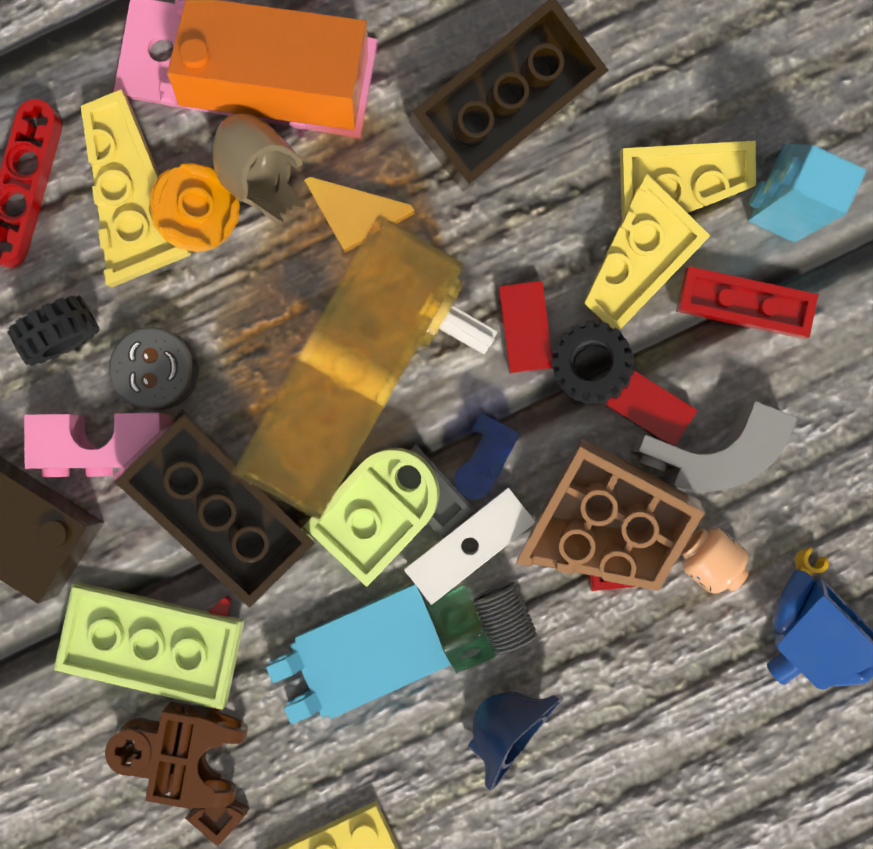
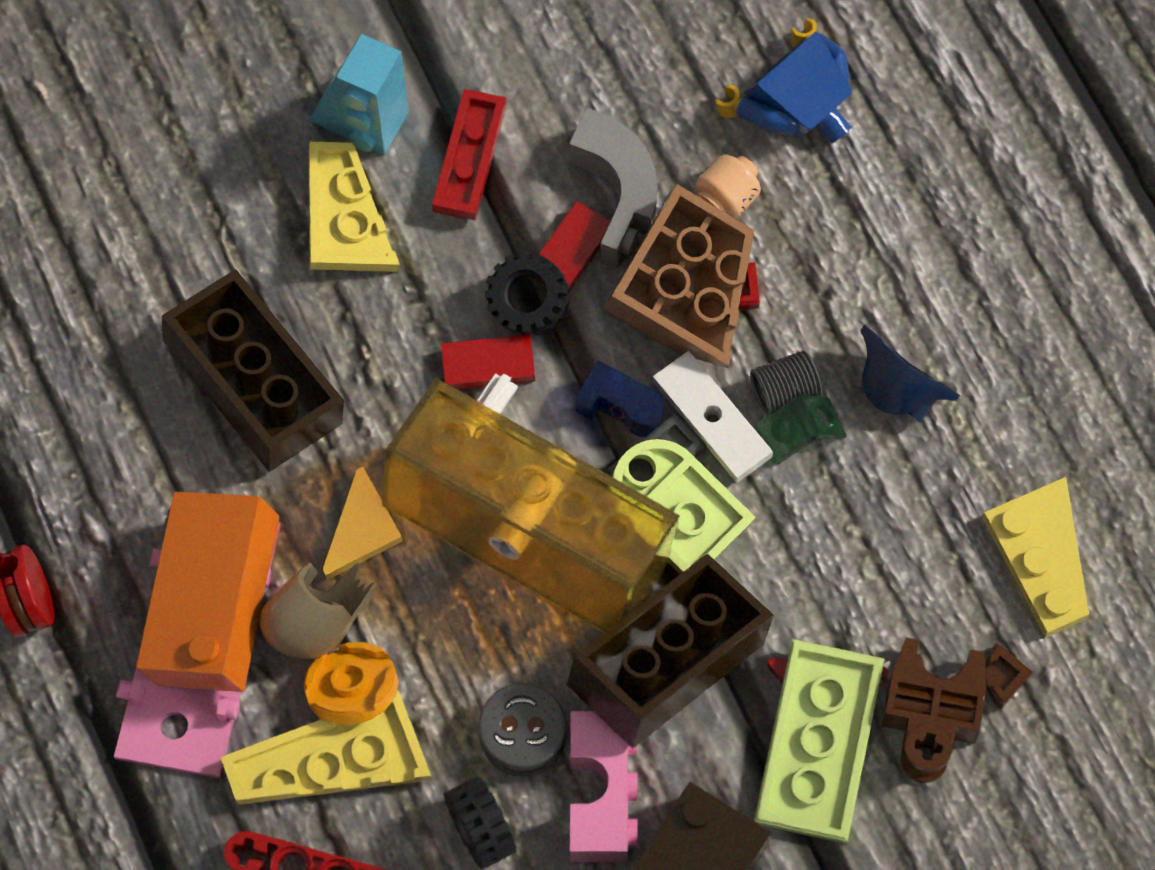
camera: 90 degrees left, 20 degrees down
(361, 655) = (827, 525): medium azure tile -> none
(643, 255) = (419, 246): light yellow wing -> none

